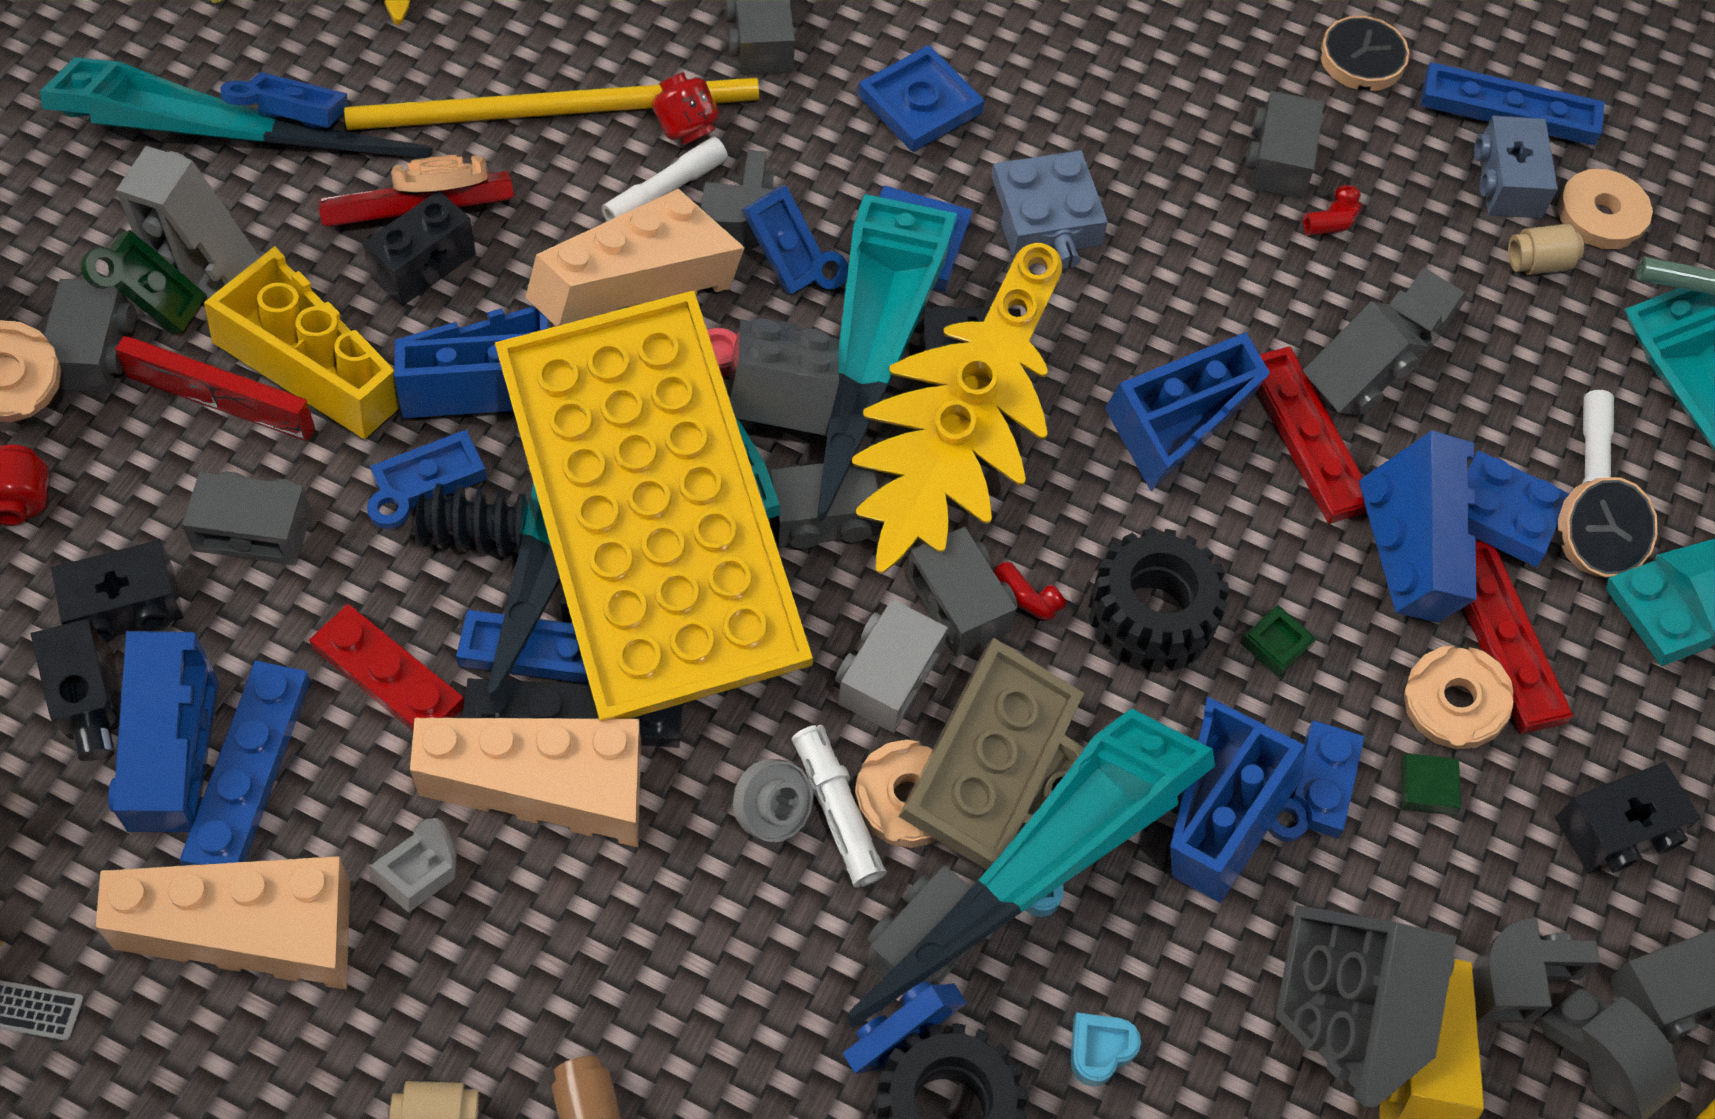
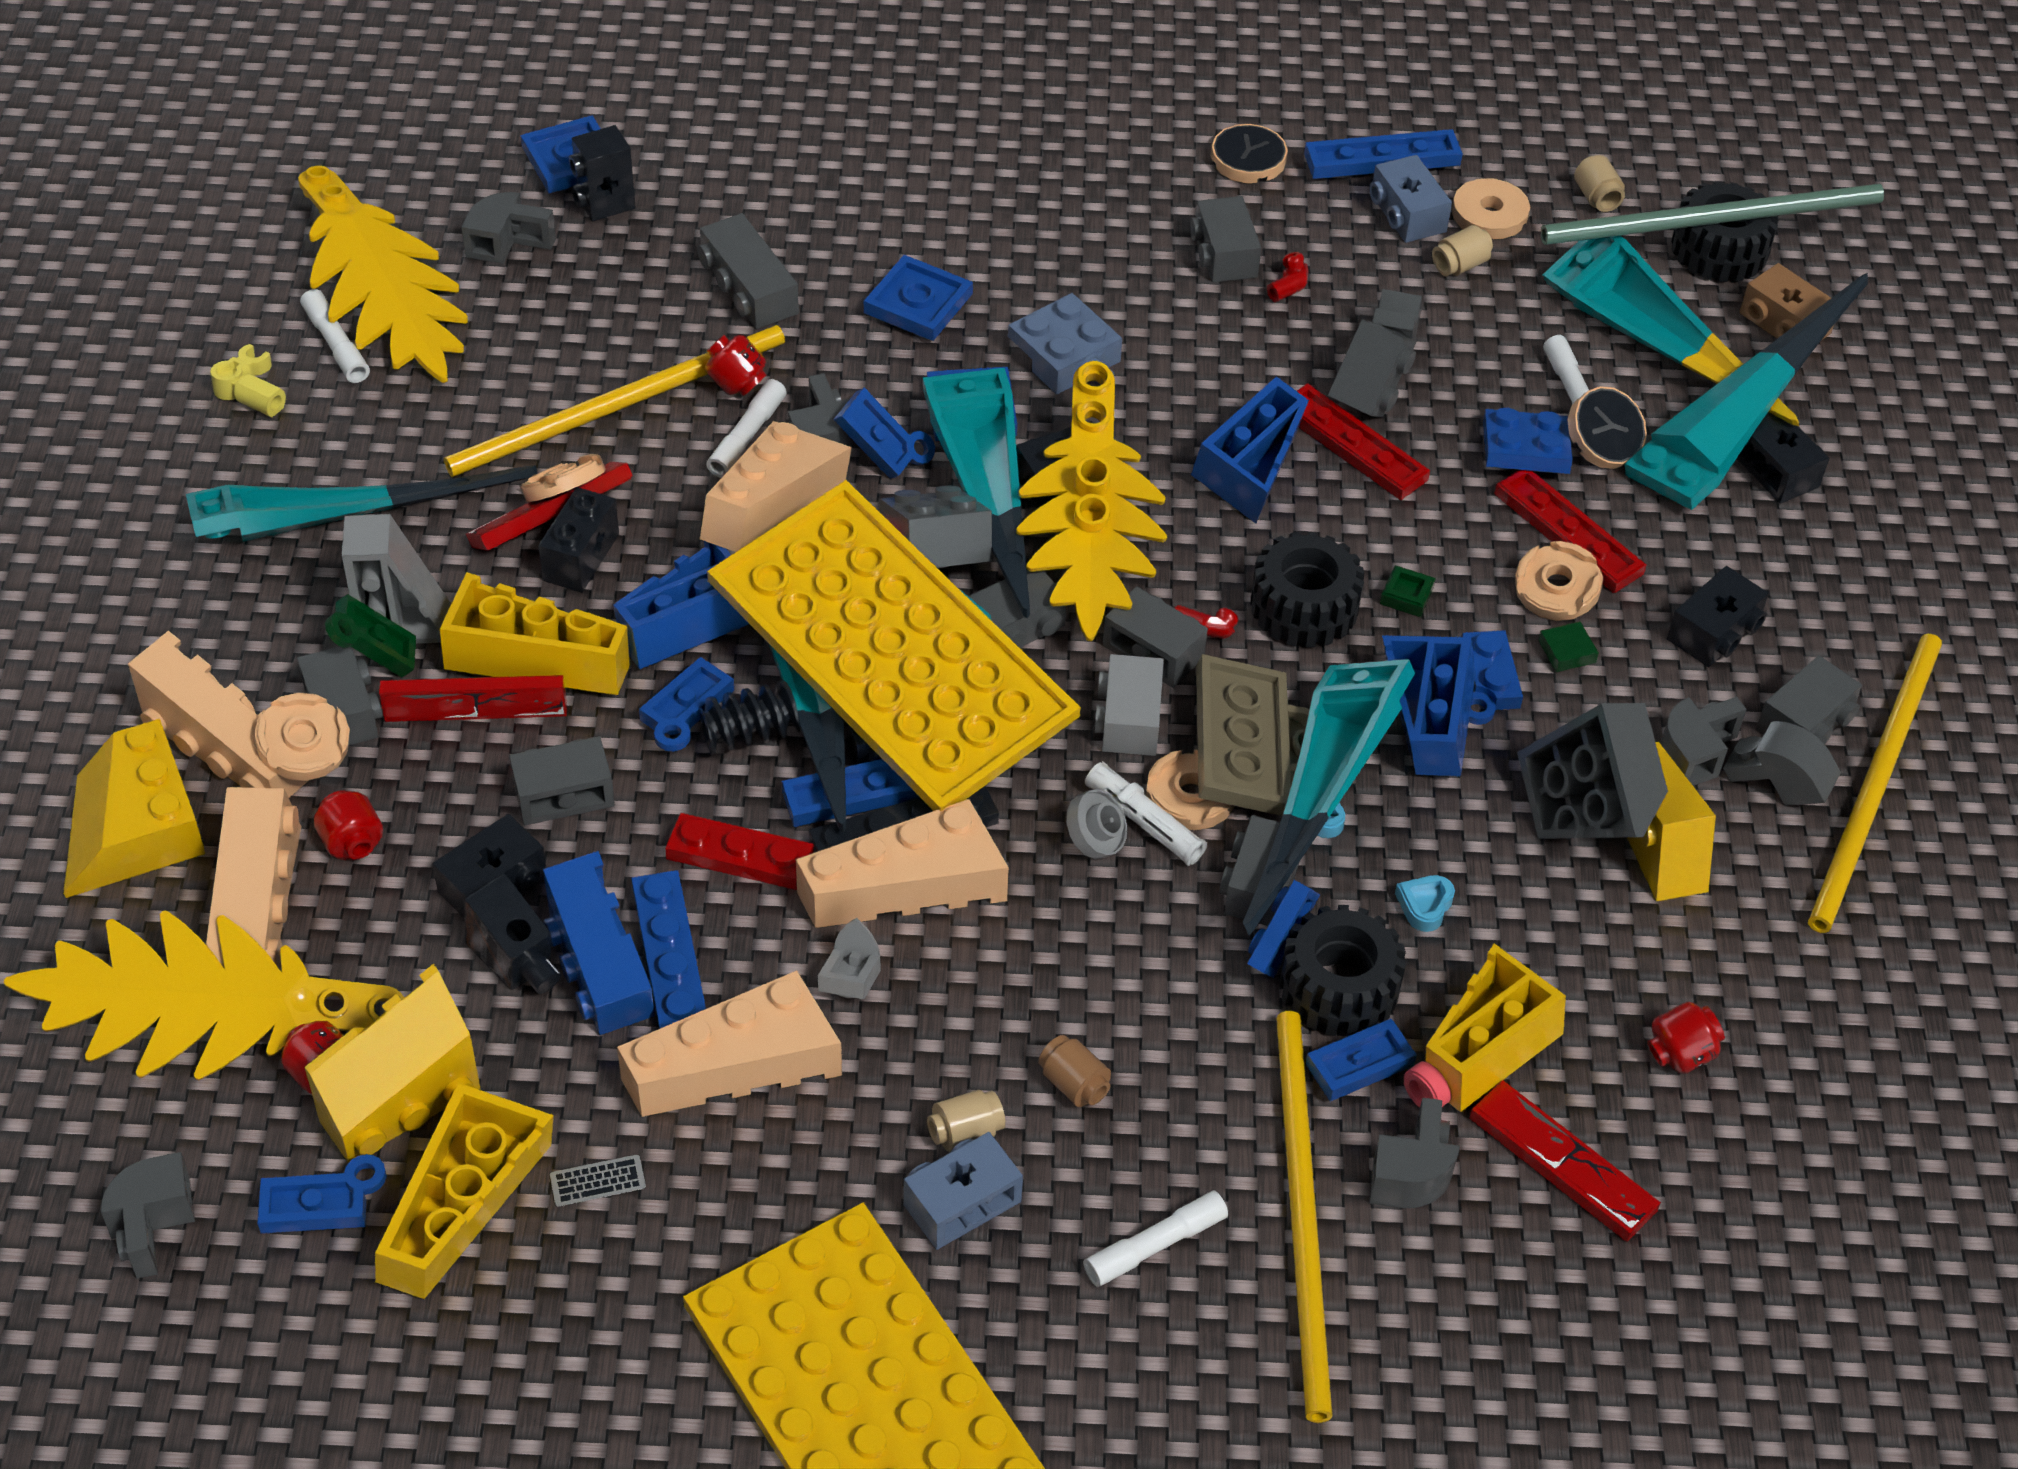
camera: 20 degrees left, 10 degrees down
(287, 98) = (382, 468): blue hinge -> none
(1421, 526) = (1474, 470): blue wedge -> none

